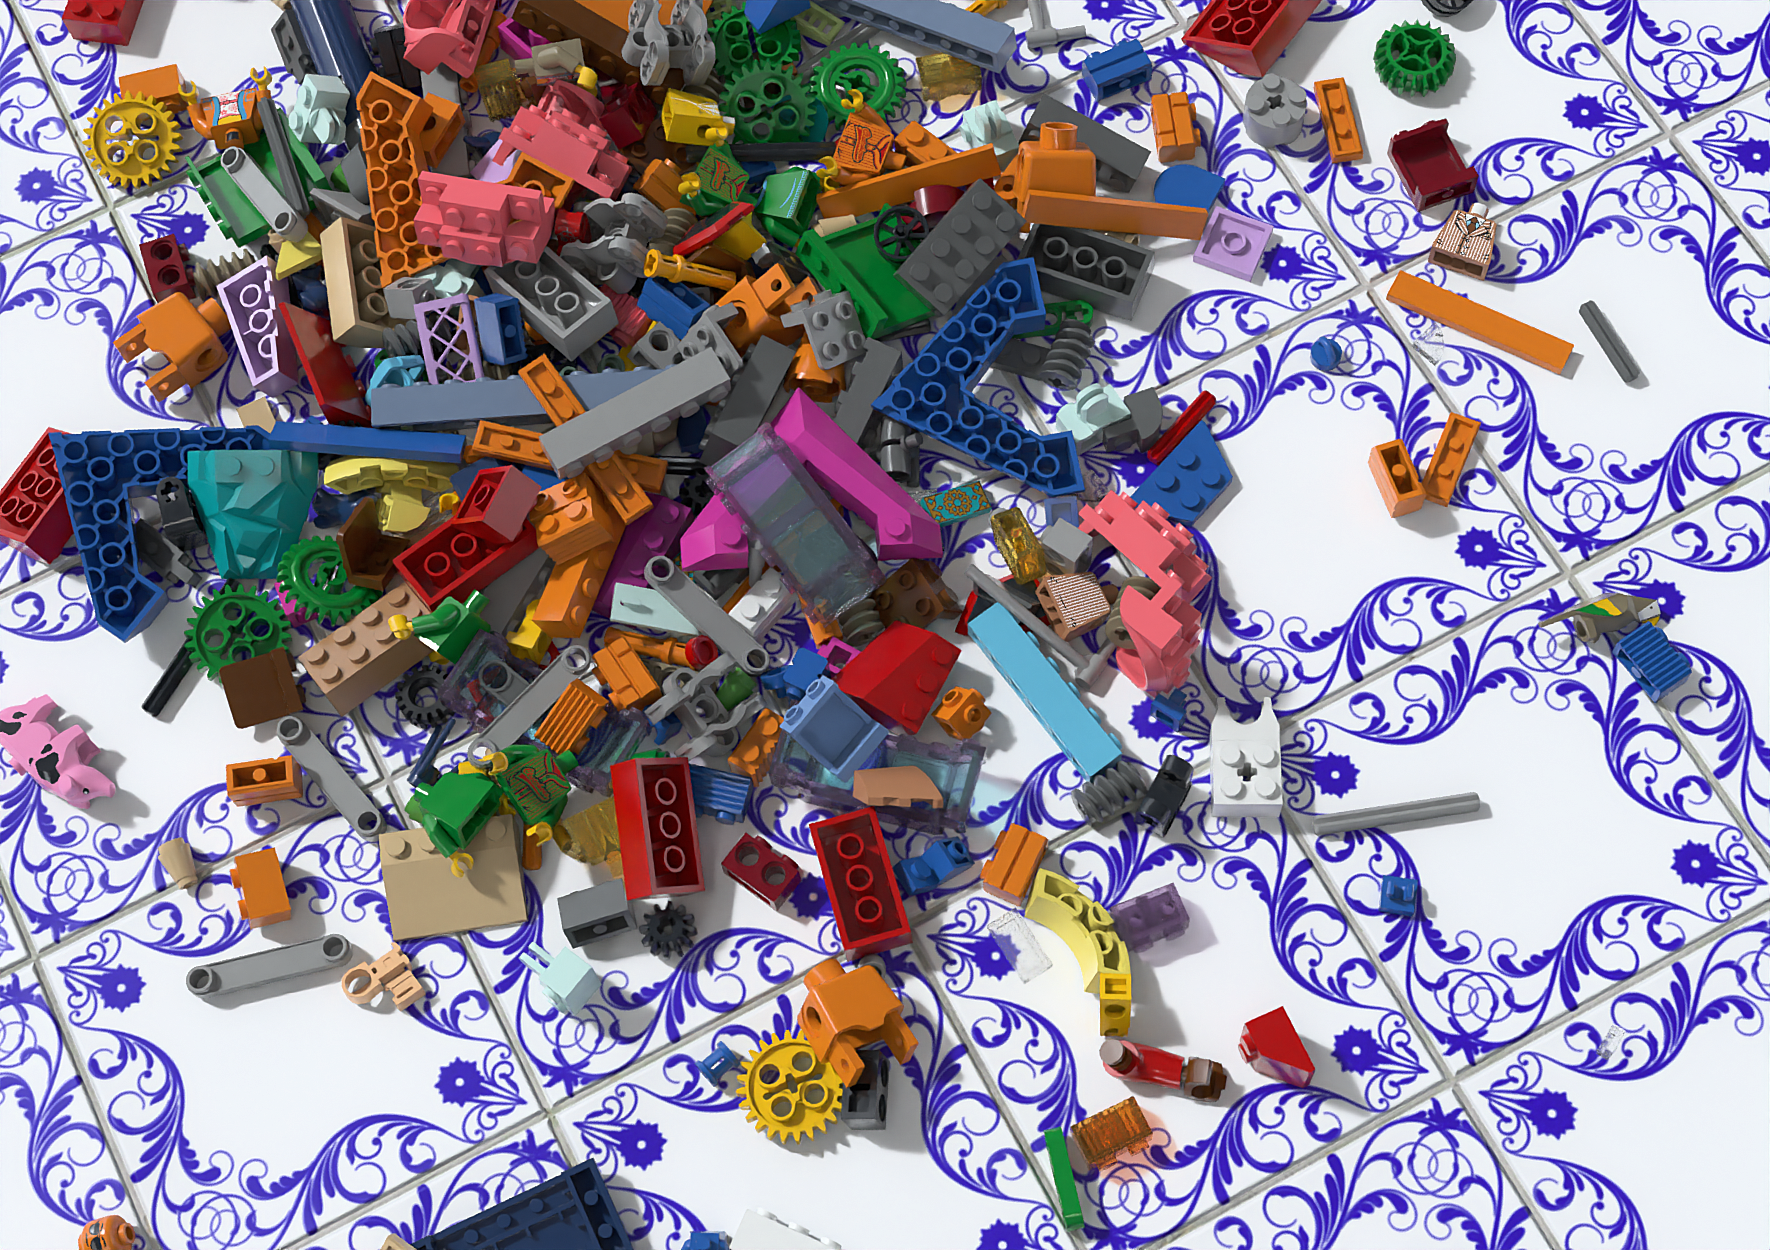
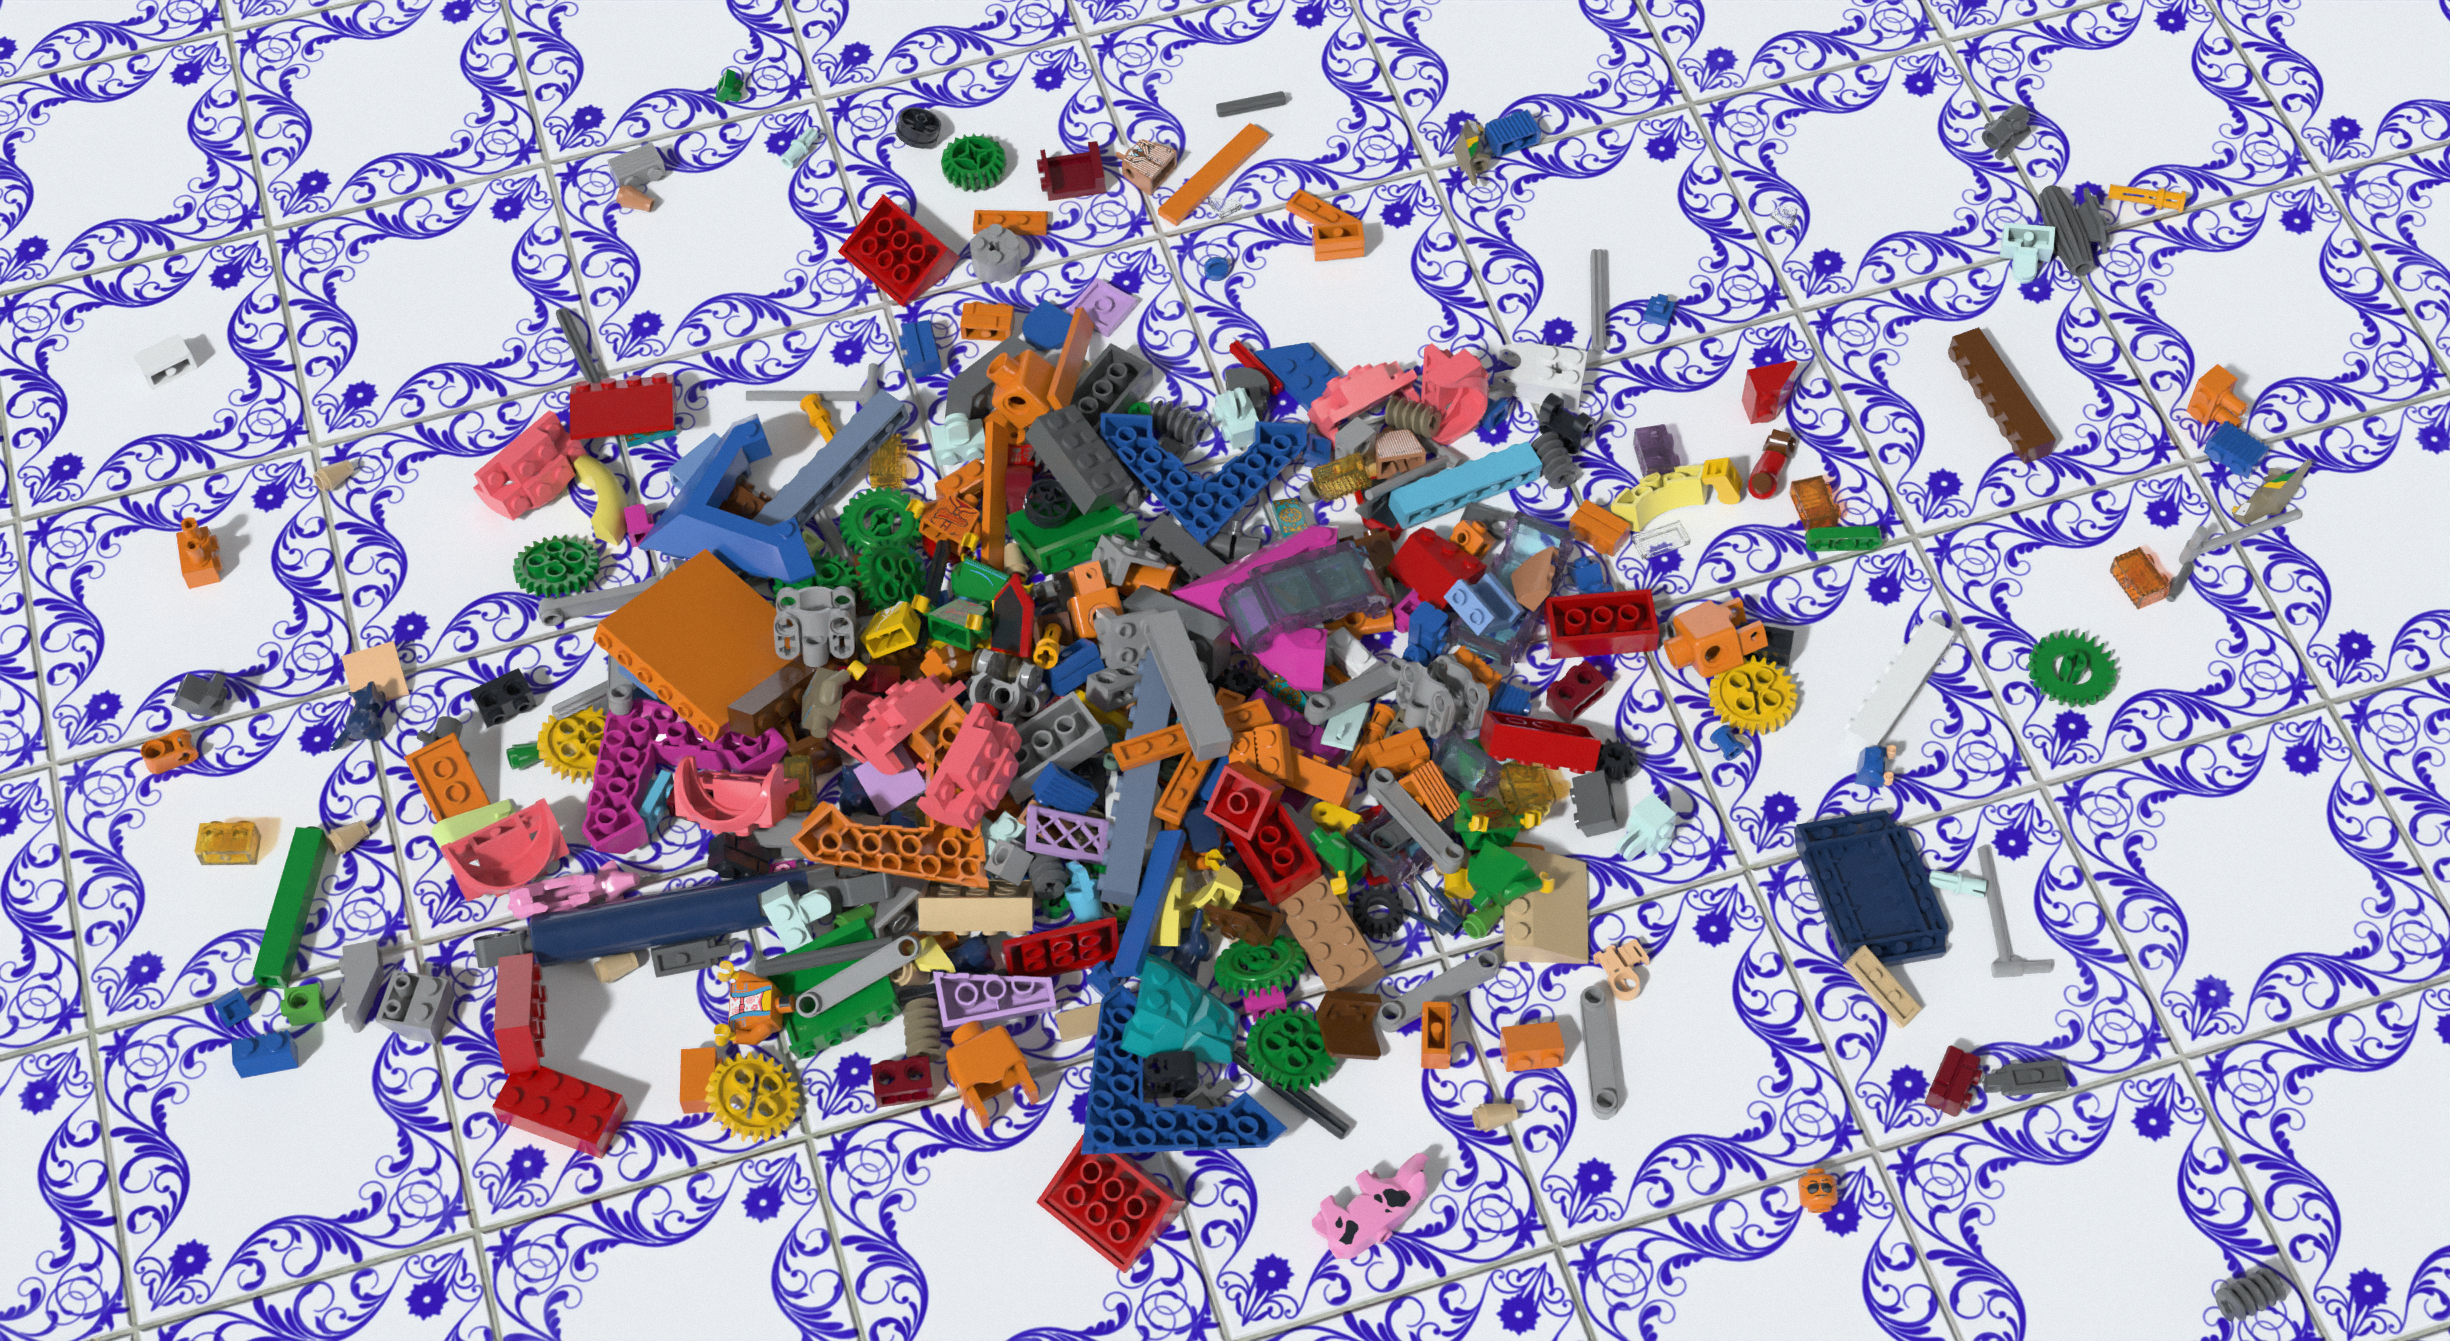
camera: 85 degrees left, 10 degrees down
(701, 651) = (1387, 699): red tile -> none
(1004, 724) = (1487, 516): none -> dark grey piece

